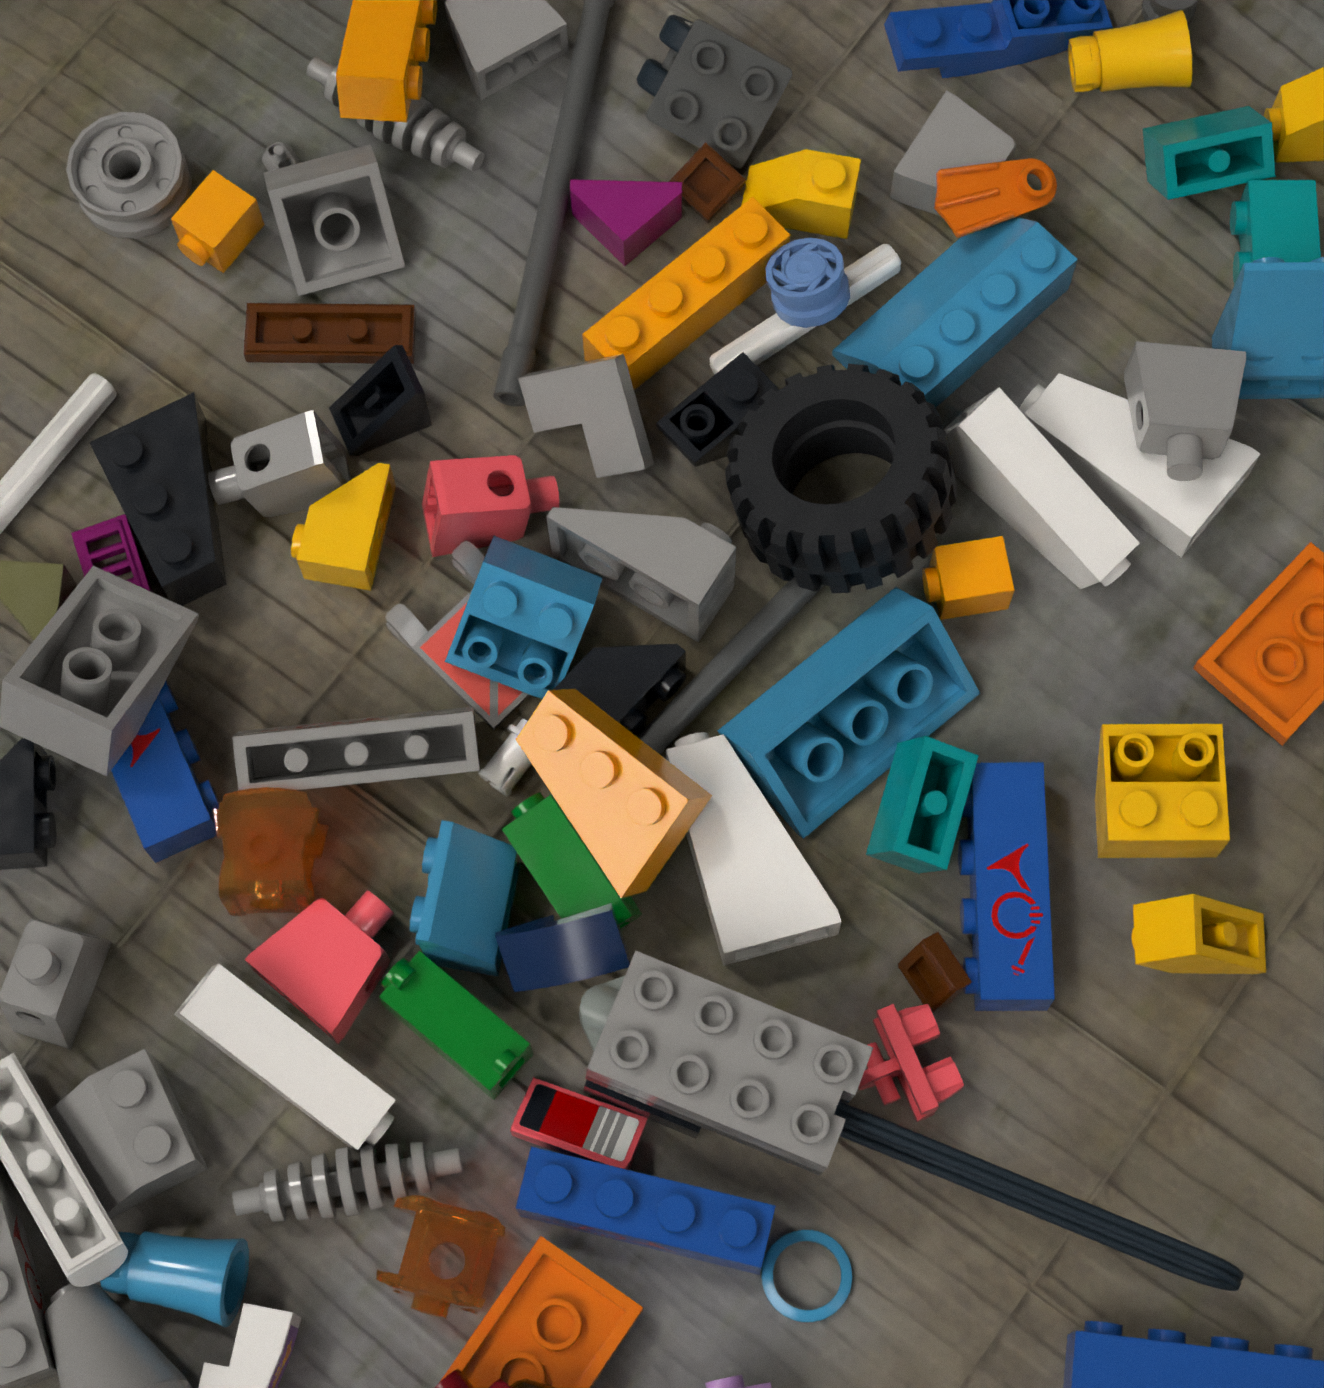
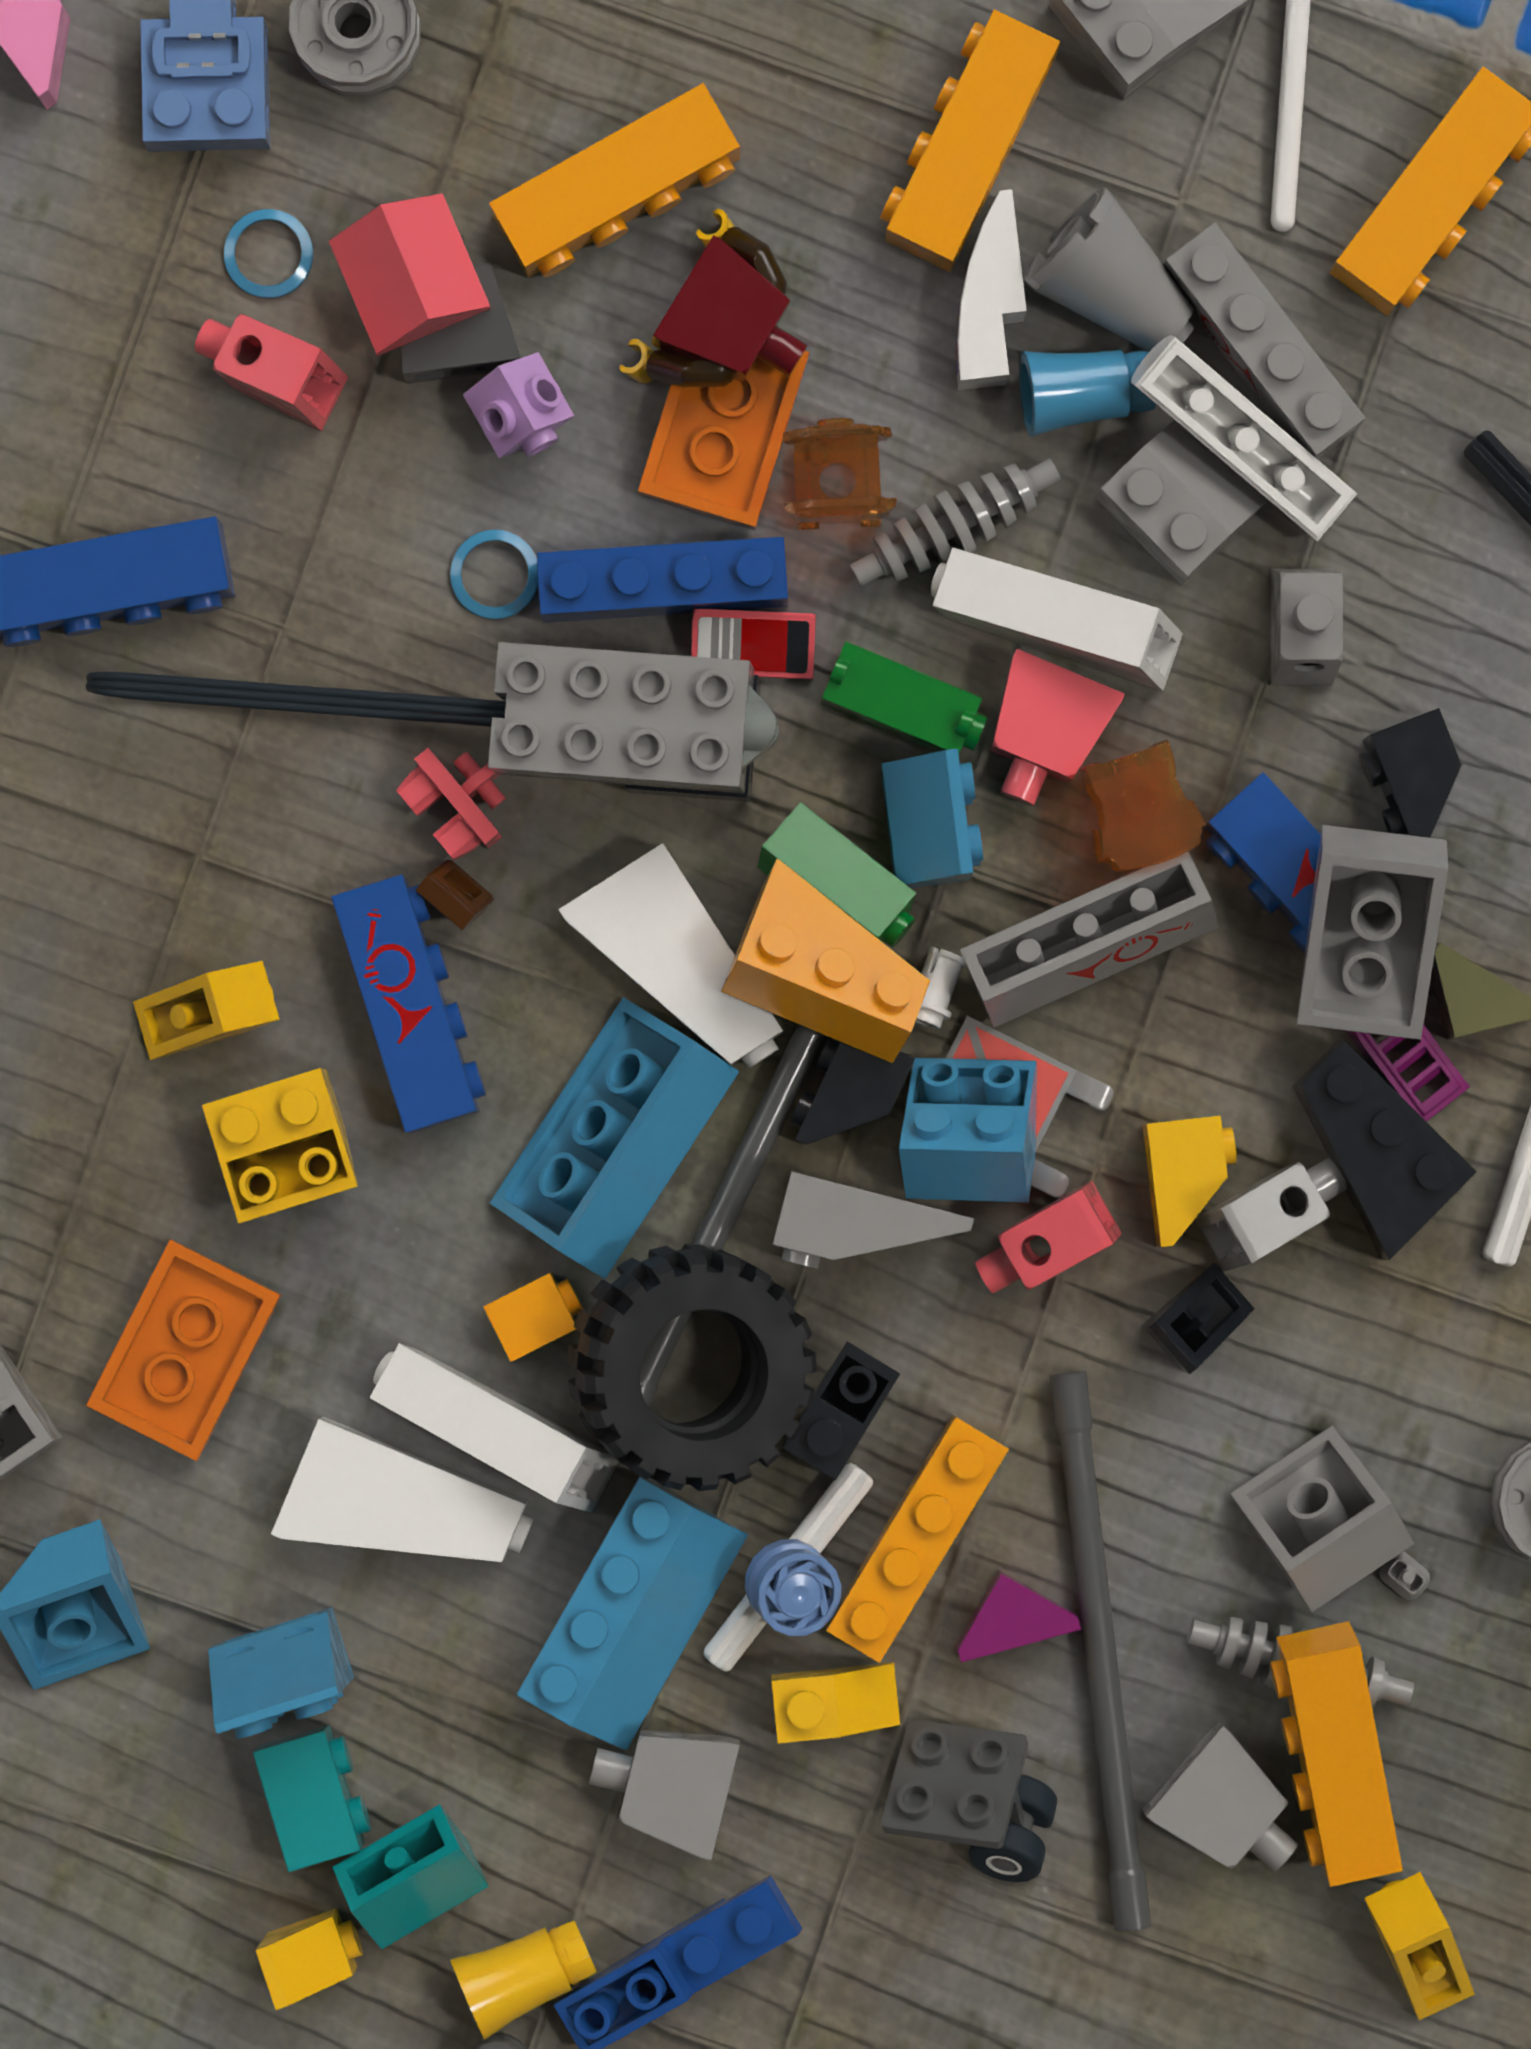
camera: 160 degrees right, 15 degrees up
(217, 222) = (1445, 1473): light orange brick -> none
(327, 332) = (1282, 1392): reddish brown tile -> none
(563, 950) = (820, 788): dark blue slope -> none
(600, 399) = (974, 1388): light grey tile -> none
(708, 182) = (938, 1685): reddish brown tile -> none
(922, 805) = (513, 1054): teal brick -> none
(991, 193) = (628, 1749): orange piece -> none
(1183, 402) = (362, 1553): light grey torso -> none

